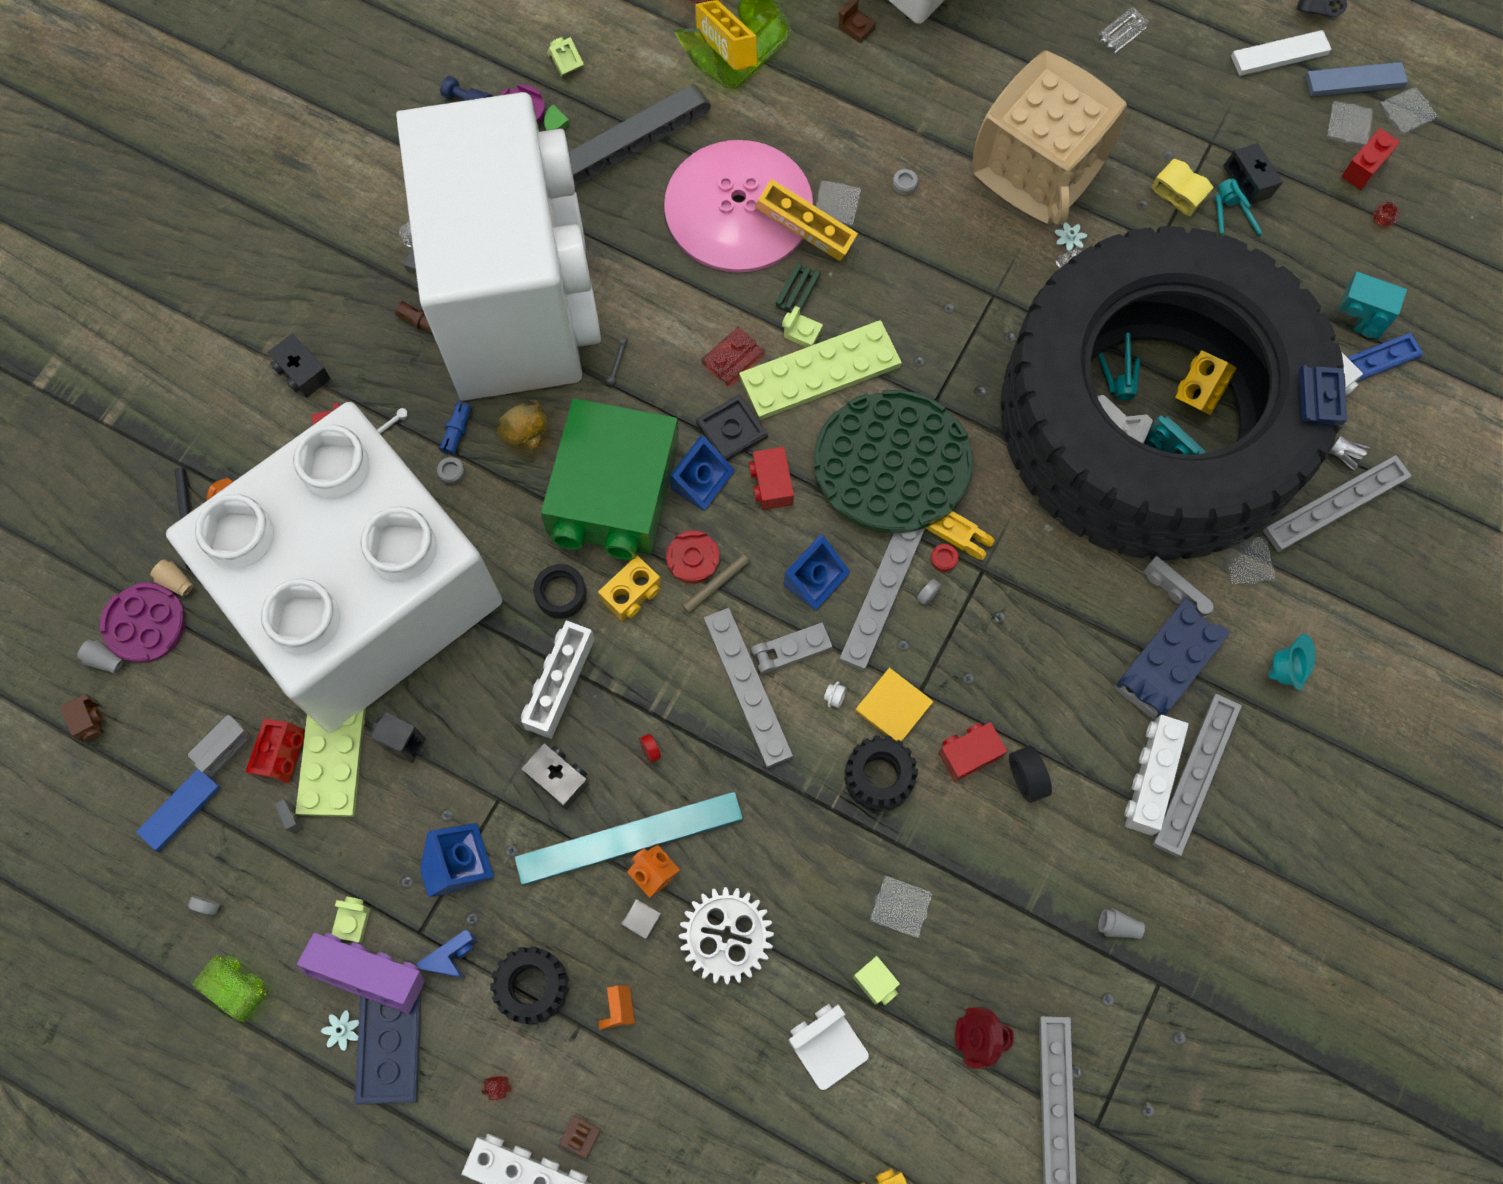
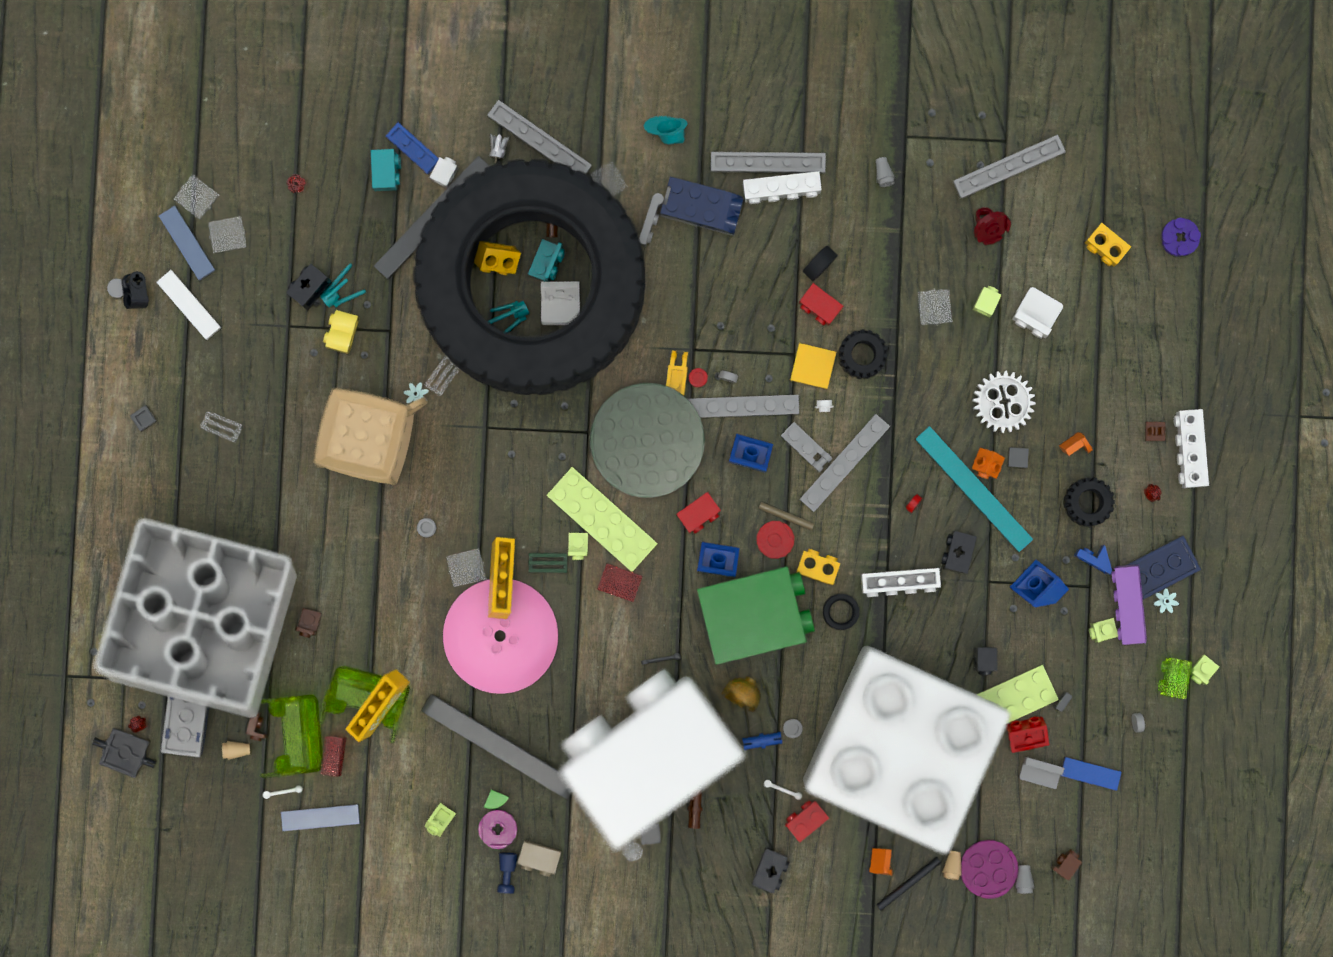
camera: 115 degrees left, 15 degrees up
(218, 1034) = (1203, 670): none -> yellowish green bracket
(732, 428) = (673, 558): black tile -> none
(1323, 395) = (513, 177): dark blue plate -> none
(1370, 159) = (257, 209): red brick -> none

